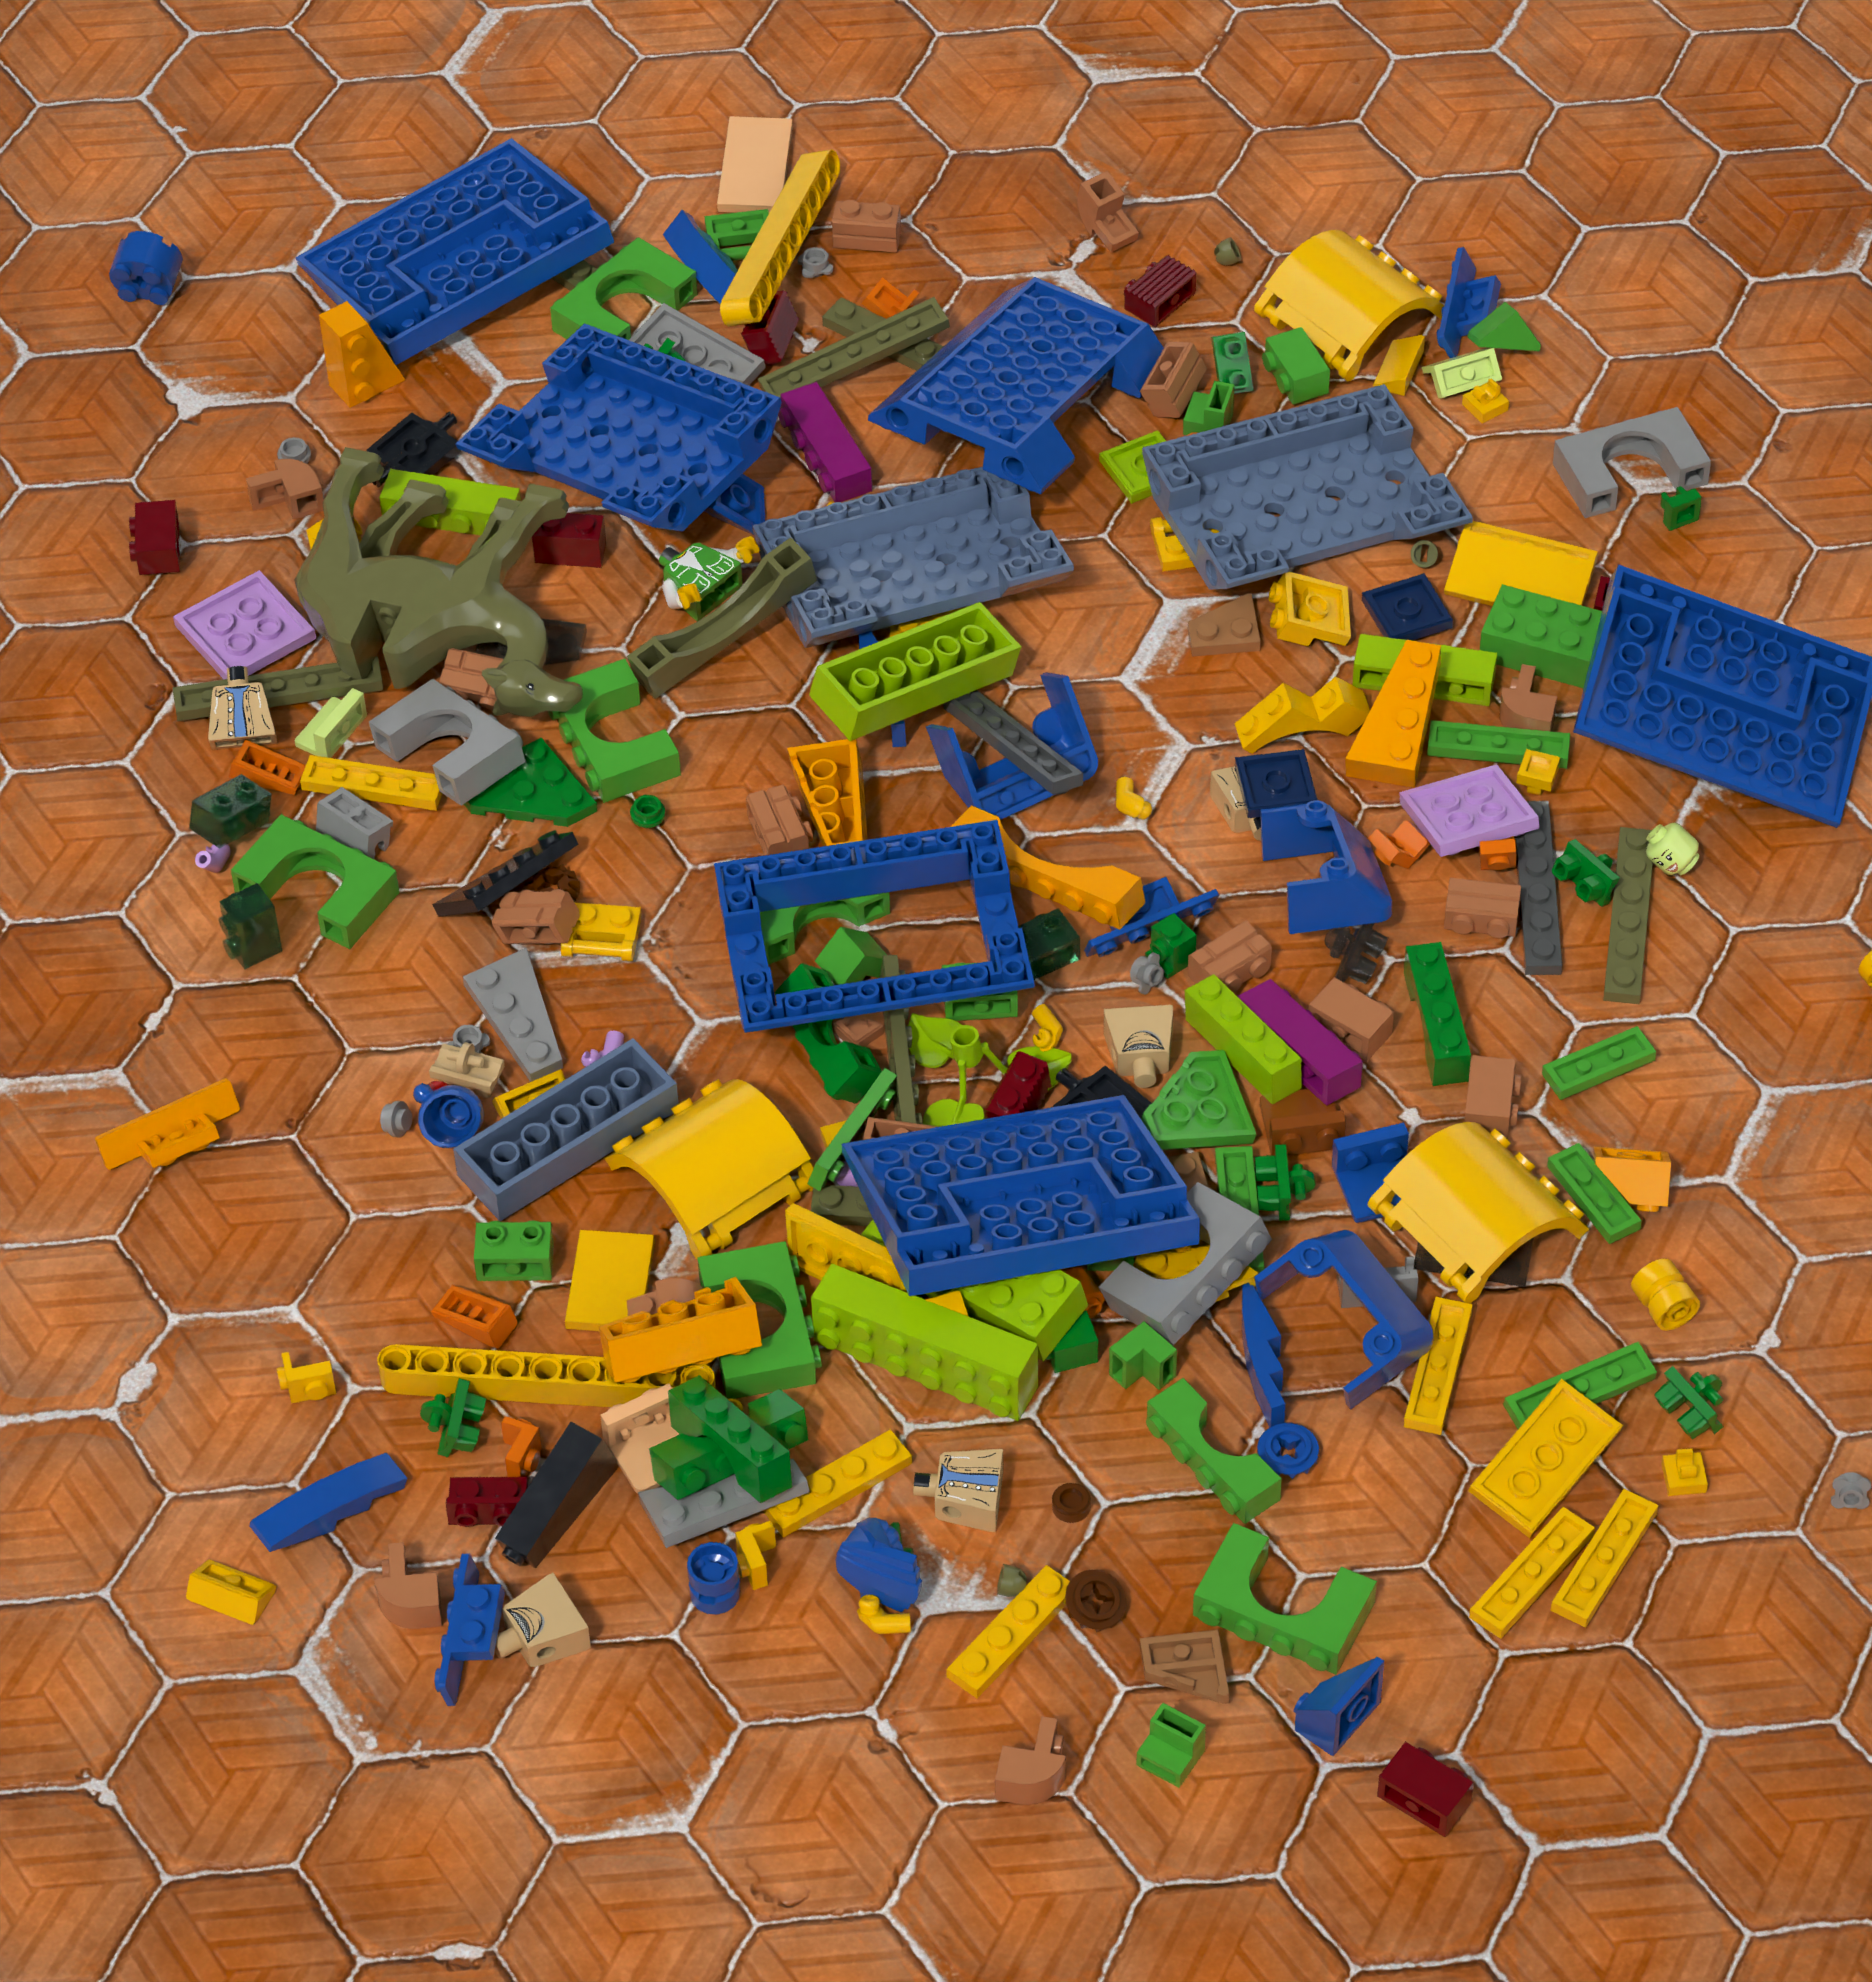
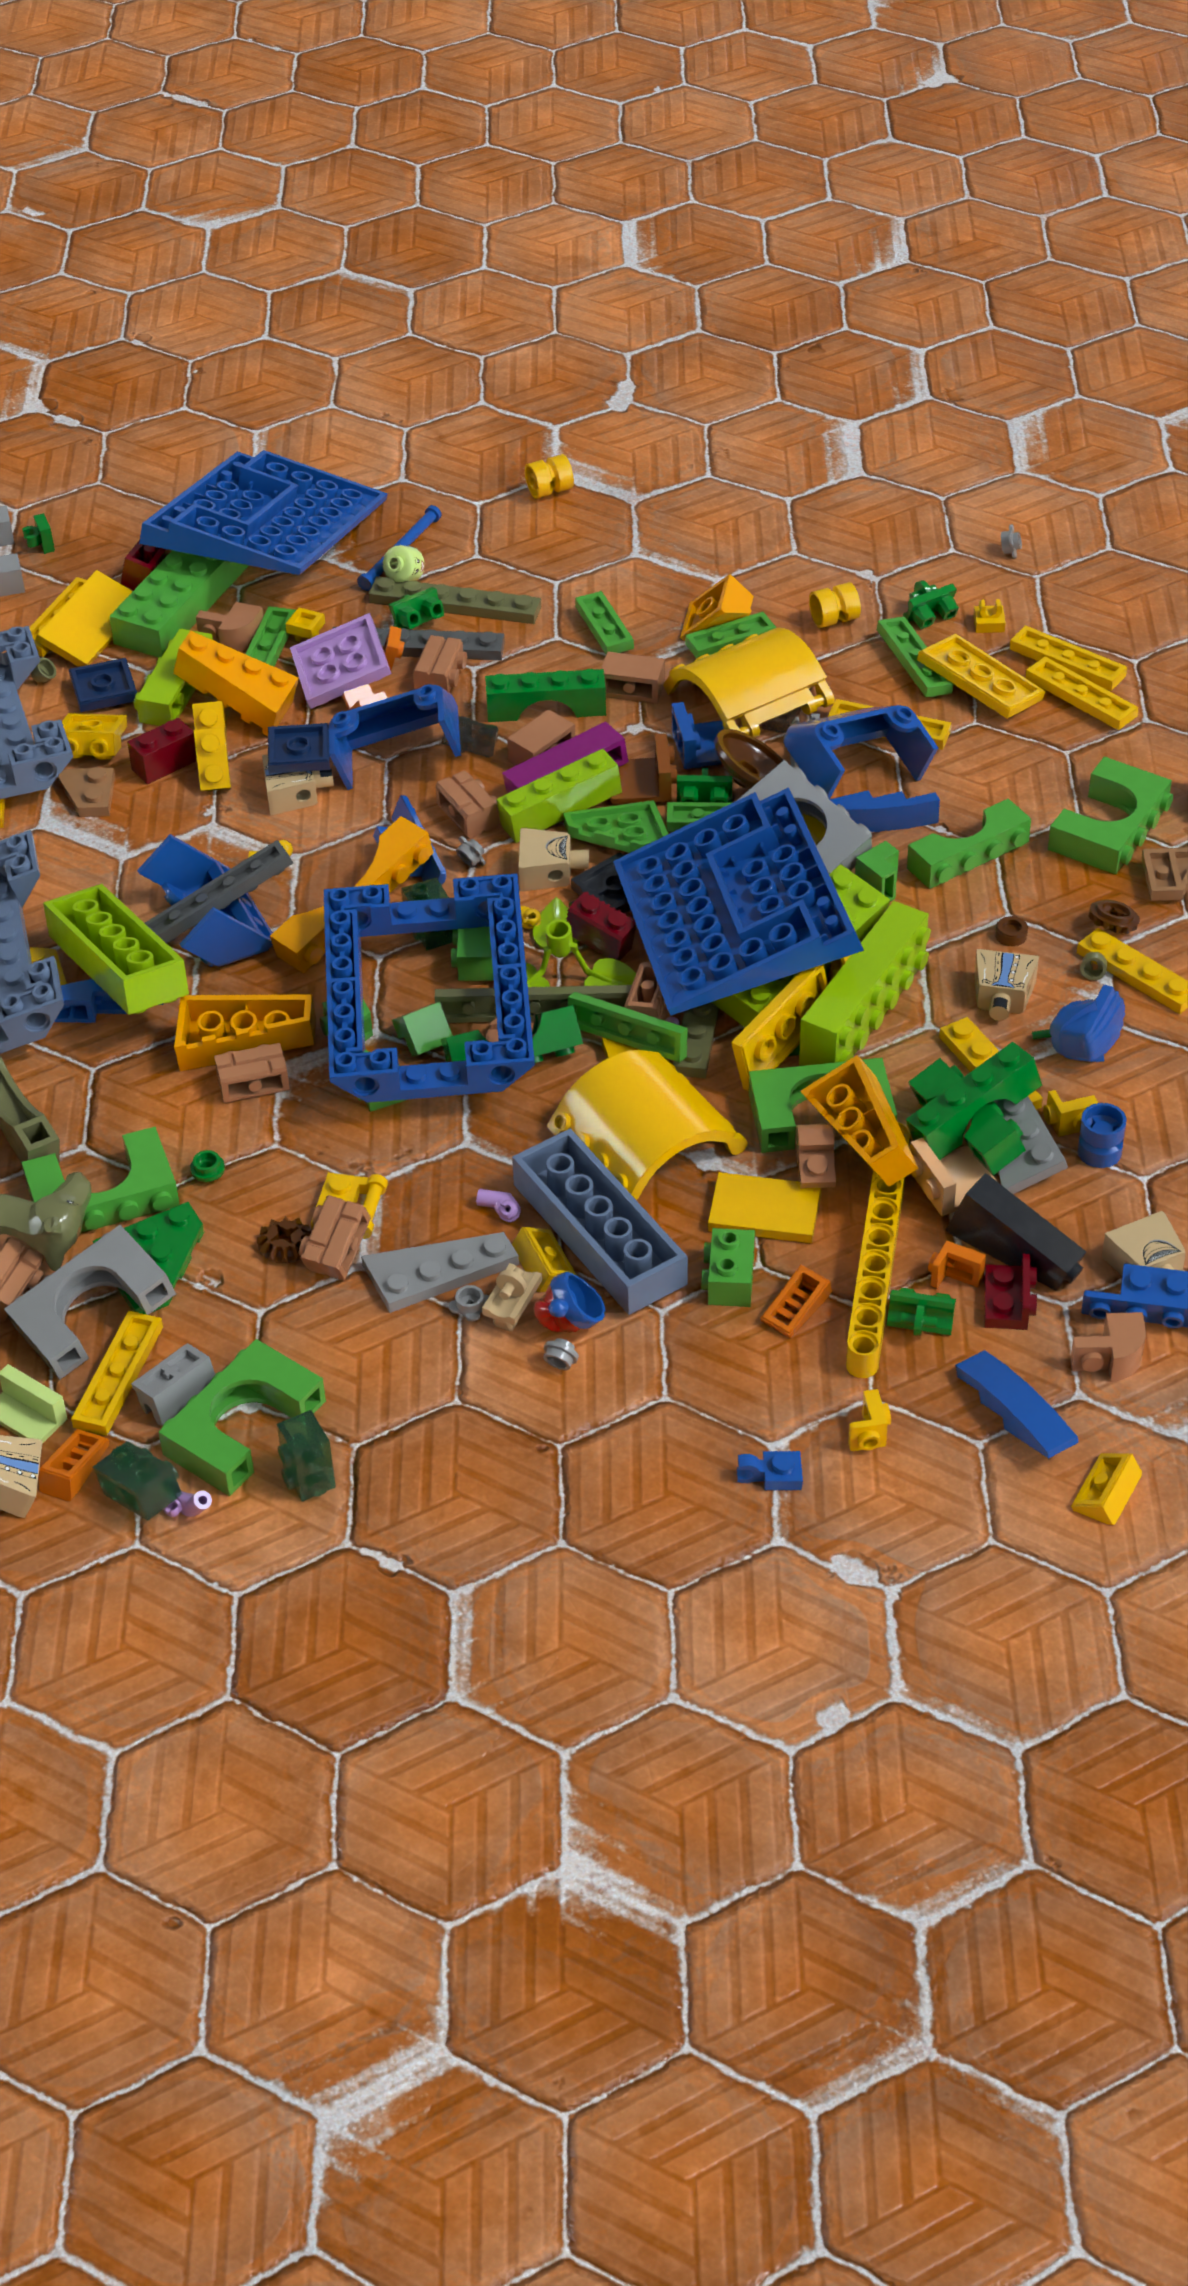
camera: 85 degrees left, 5 degrees down
(171, 1129) = (559, 1531): light orange bracket -> none
(255, 1309) = (777, 1469): none -> blue plate
(506, 876) = (276, 1265): black wing -> none
(878, 1620) = (1131, 1045): yellow arm -> none
(1173, 943) = (444, 832): green brick -> none
(1279, 663) = (162, 750): none -> dark red brick
(1288, 1436) = (967, 801): blue gear -> none
(1325, 1191) = (745, 757): none -> reddish brown dish
(1739, 852) = (432, 514): none -> blue bar

